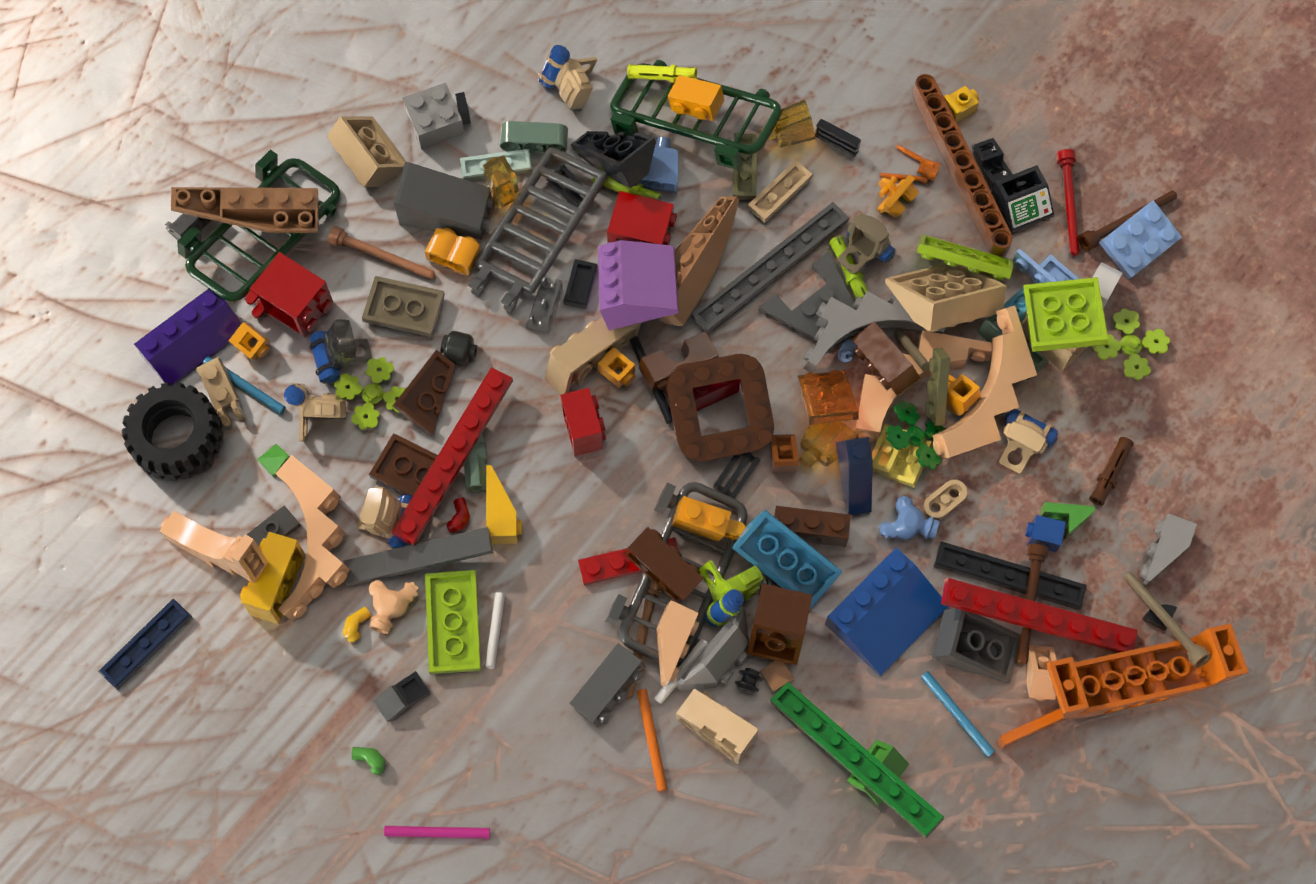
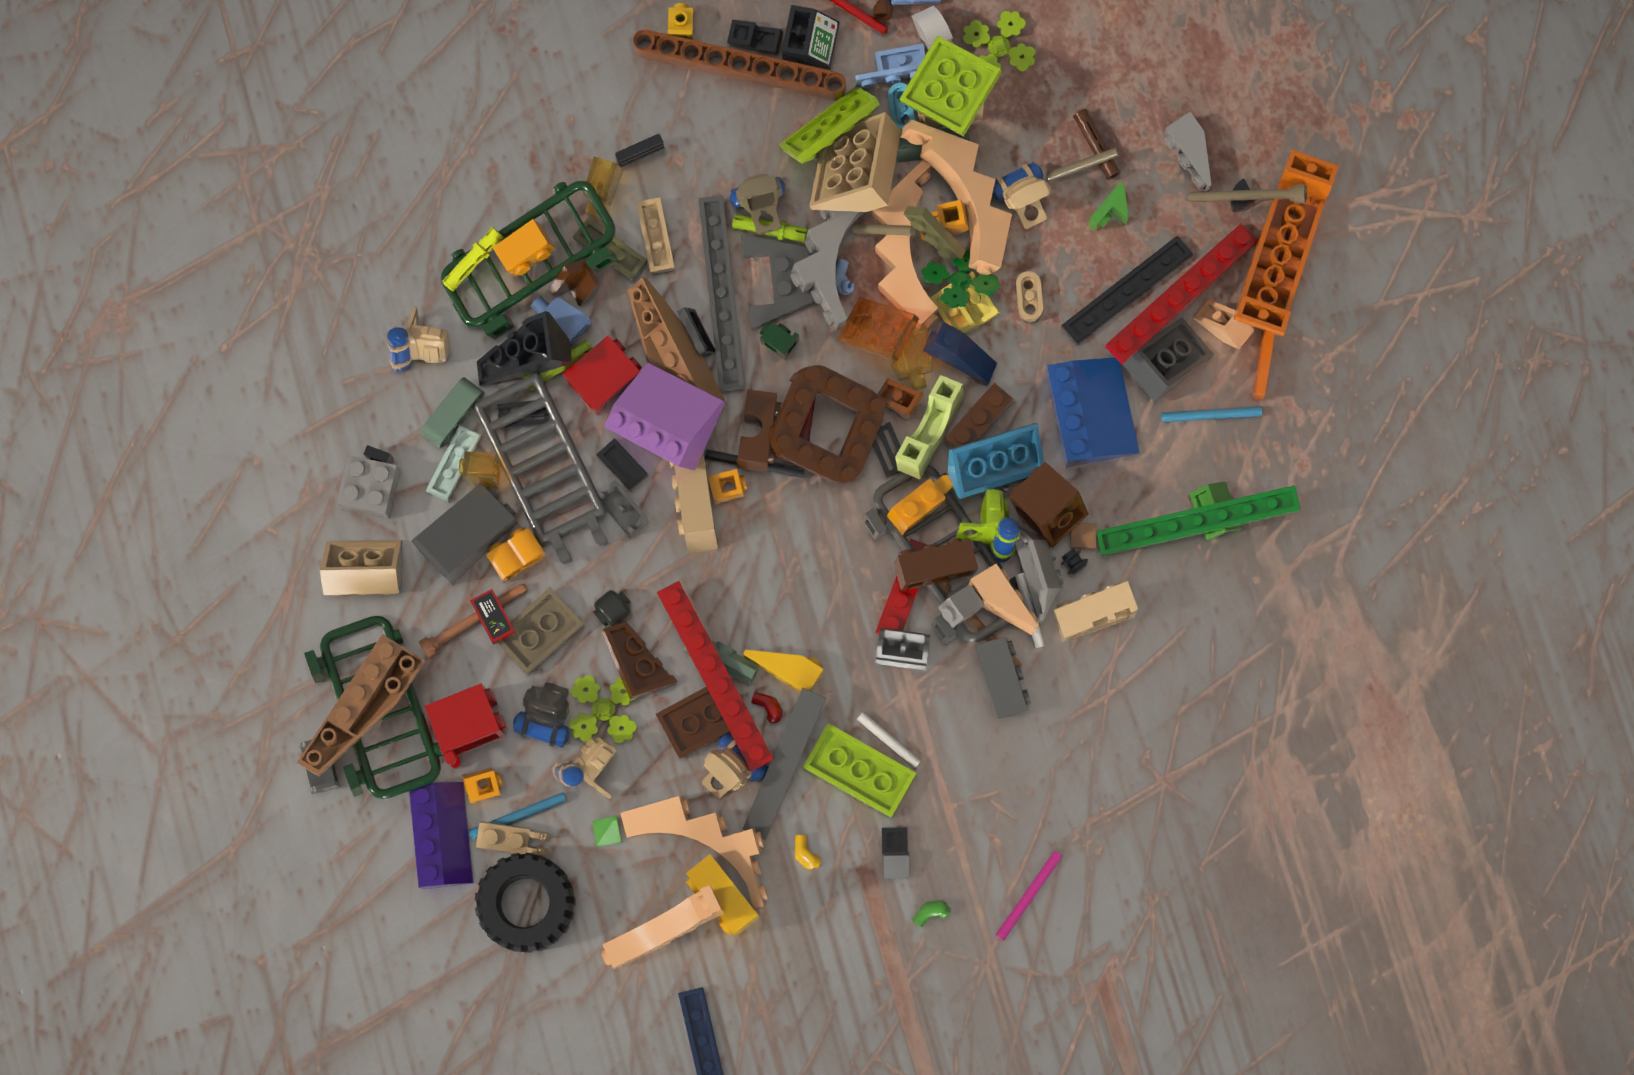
camera: 50 degrees left, 10 degrees up
(280, 523) = (672, 872): dark grey plate -> none
(389, 604) = (808, 812): light nougat animal -> none
(390, 264) = (492, 616): none -> tile
(577, 589) = (902, 649): none -> dark grey hinge
(583, 421) = (759, 547): red brick -> none
(642, 607) = (961, 606): none -> light grey brick
(652, 740) = (1069, 672): orange bar -> none
(700, 150) = (576, 278): none -> reddish brown panel
(725, 267) = (696, 331): none -> black tile
(765, 332) = (778, 339): none -> dark green brick
(805, 488) = (921, 446): none -> yellowish green arch
(884, 359) = (879, 259): reddish brown brick -> none
(903, 188) = (725, 140): light orange hips -> none
(909, 522) = (1029, 339): medium blue animal -> none
(927, 168) = (721, 95): orange plant -> none
(1037, 556) = (1128, 257): reddish brown piece -> none
(1045, 532) = (1113, 236): blue brick -> none
(1086, 469) = (1082, 164): none -> dark tan bar

